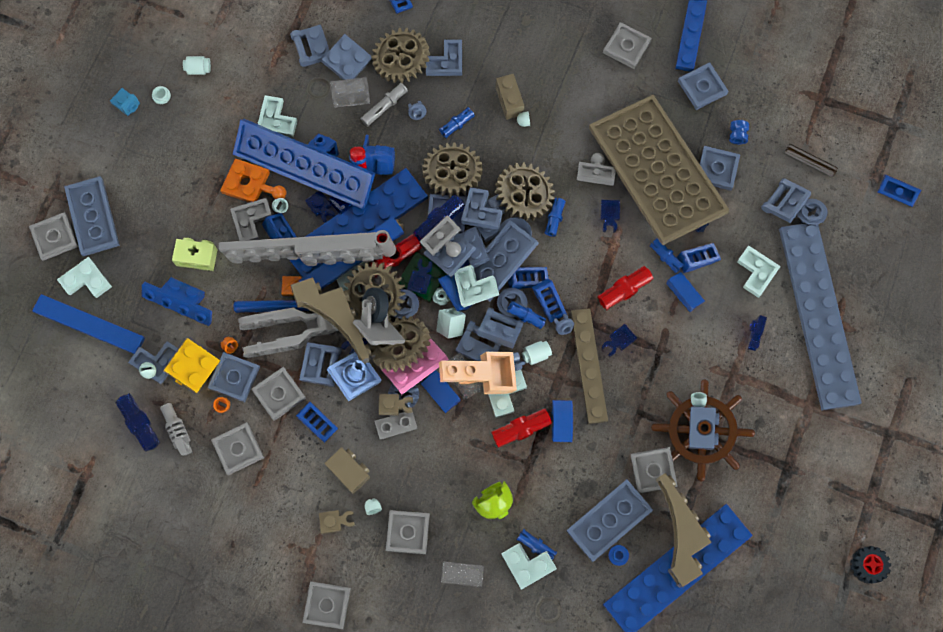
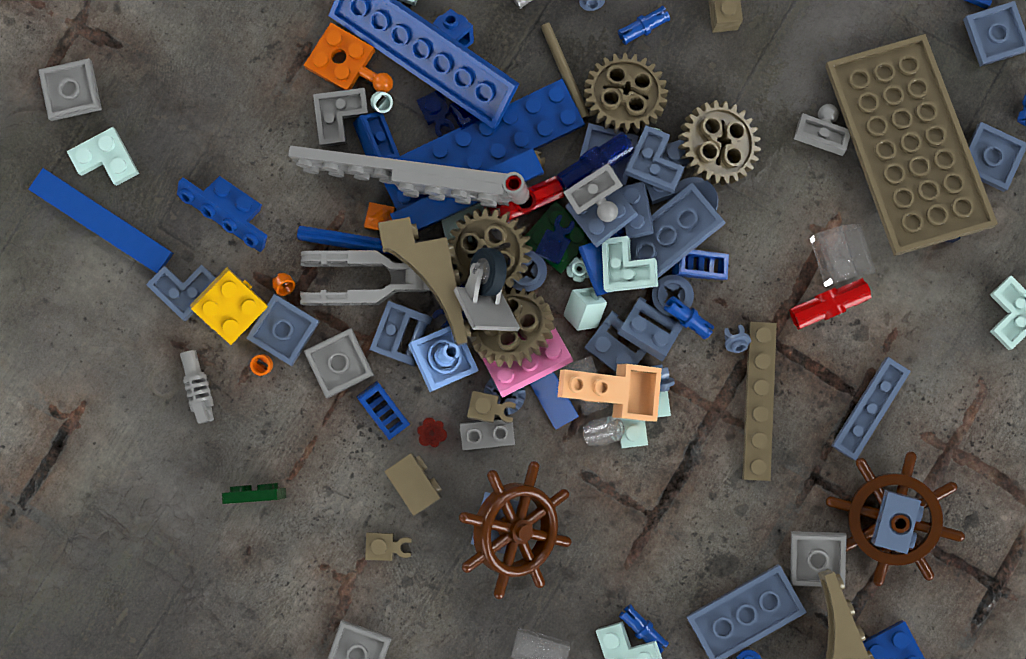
camera: 10 degrees right, 10 degrees up
(91, 216) = (124, 70): sand blue plate -> none
(137, 422) = (147, 368): clear blue piece -> none
(147, 373) = (170, 306): light aqua hinge -> none
(203, 260) = (267, 159): yellowish green brick -> none
(236, 496) = (244, 493): none -> dark green plate
(237, 448) = (273, 427): light grey plate -> none
(353, 426) = (424, 431): none -> clear red plant
(372, 506) = (438, 537): light aqua hinge -> none
(374, 158) = (520, 59): blue piece -> none
(405, 160) = (564, 69): none -> dark tan bar
(407, 532) = (475, 587): light grey plate -> none
(418, 485) = (503, 527): none -> reddish brown brick
(480, 406) = (603, 431): none -> clear brick
(494, 501) = (599, 562): lime cylinder -> none
(521, 428) = (653, 470): red piece -> none
(523, 119) = (737, 37): light aqua hinge -> none
(536, 352) = (692, 371): light aqua brick -> none
(555, 217) = (753, 186): blue pin -> none
(555, 297) = (718, 286): blue slope -> none
(562, 421) = (710, 470): blue slope -> none
(610, 211) = (831, 193): clear blue plate -> none
(620, 339) = (810, 373): clear blue plate -> none
(626, 252) = (842, 254): none -> clear slope
(666, 255) = (895, 269): blue pin -> none
(669, 356) = (870, 408): none -> sand blue plate
(685, 291) = (910, 323): blue slope -> none
(687, 259) = (922, 283): blue slope -> none
(698, 399) = (899, 480): light aqua hinge -> none
(757, 328) = (997, 396): clear blue plate -> none

